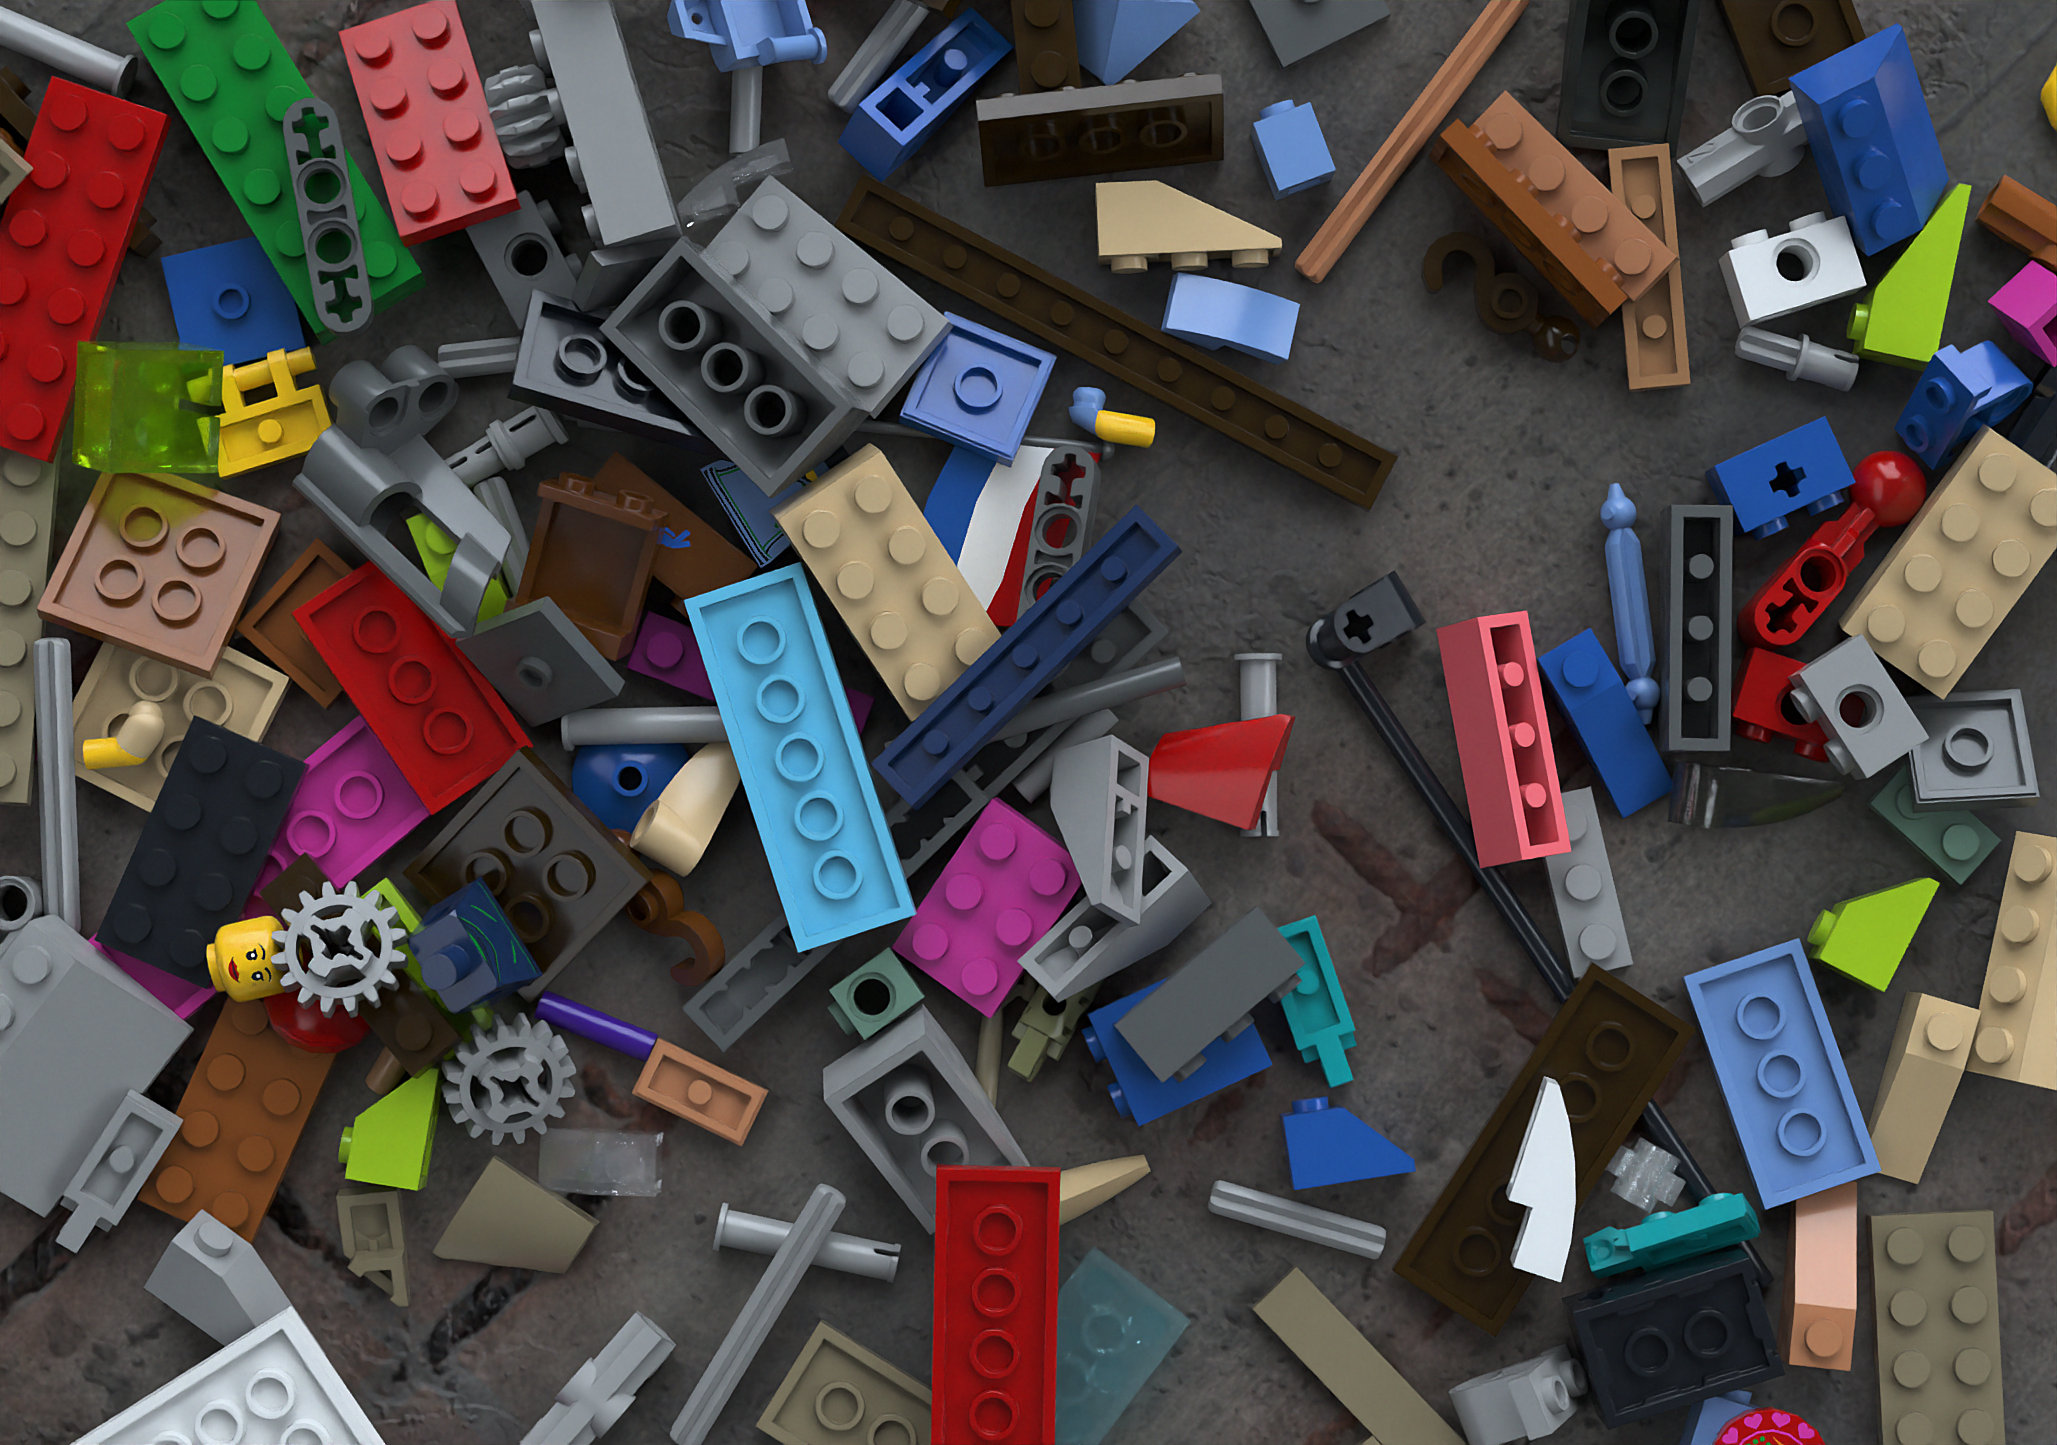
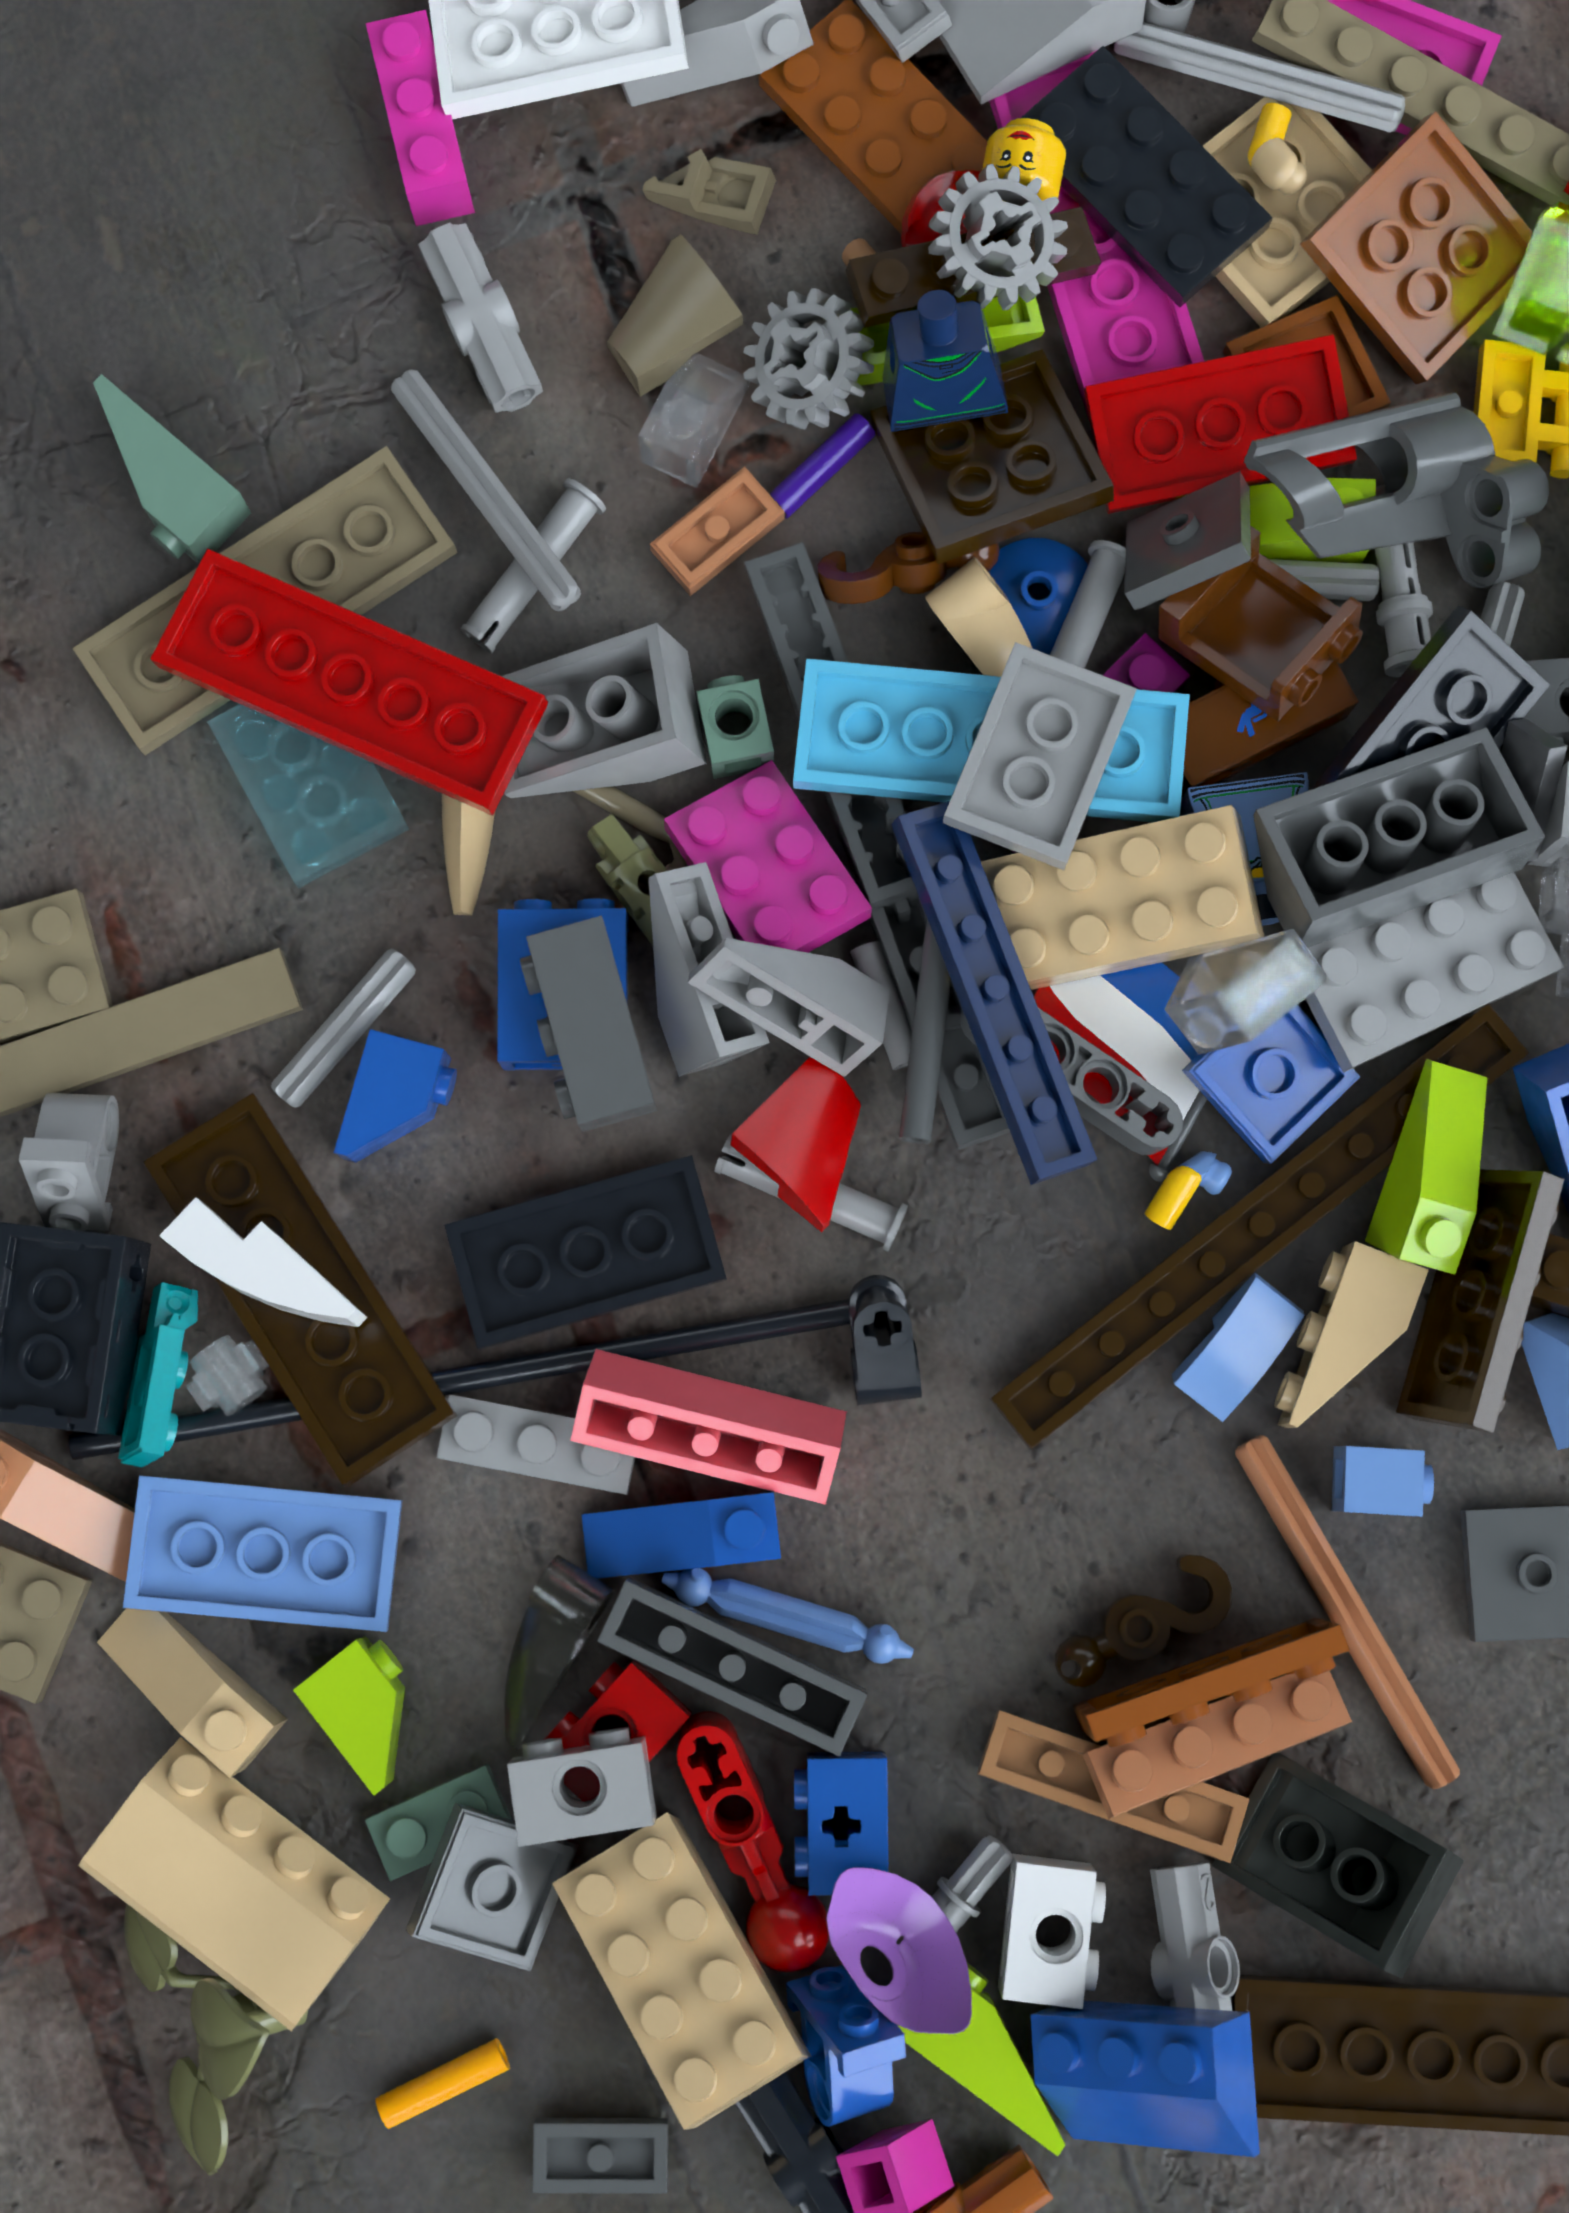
camera: 115 degrees right, 5 degrees down
(395, 1135) = (799, 239): lime slope -> none
(803, 705) = (1039, 756): none -> light grey plate
(927, 443) = (1242, 990): none -> clear slope
(1007, 212) = (1434, 1171): none -> lime slope
(1317, 1006) = (537, 1134): teal hinge -> none
(1399, 915) = (585, 1252): none -> black plate
(1867, 357) = (928, 1967): none -> medium lavender piece

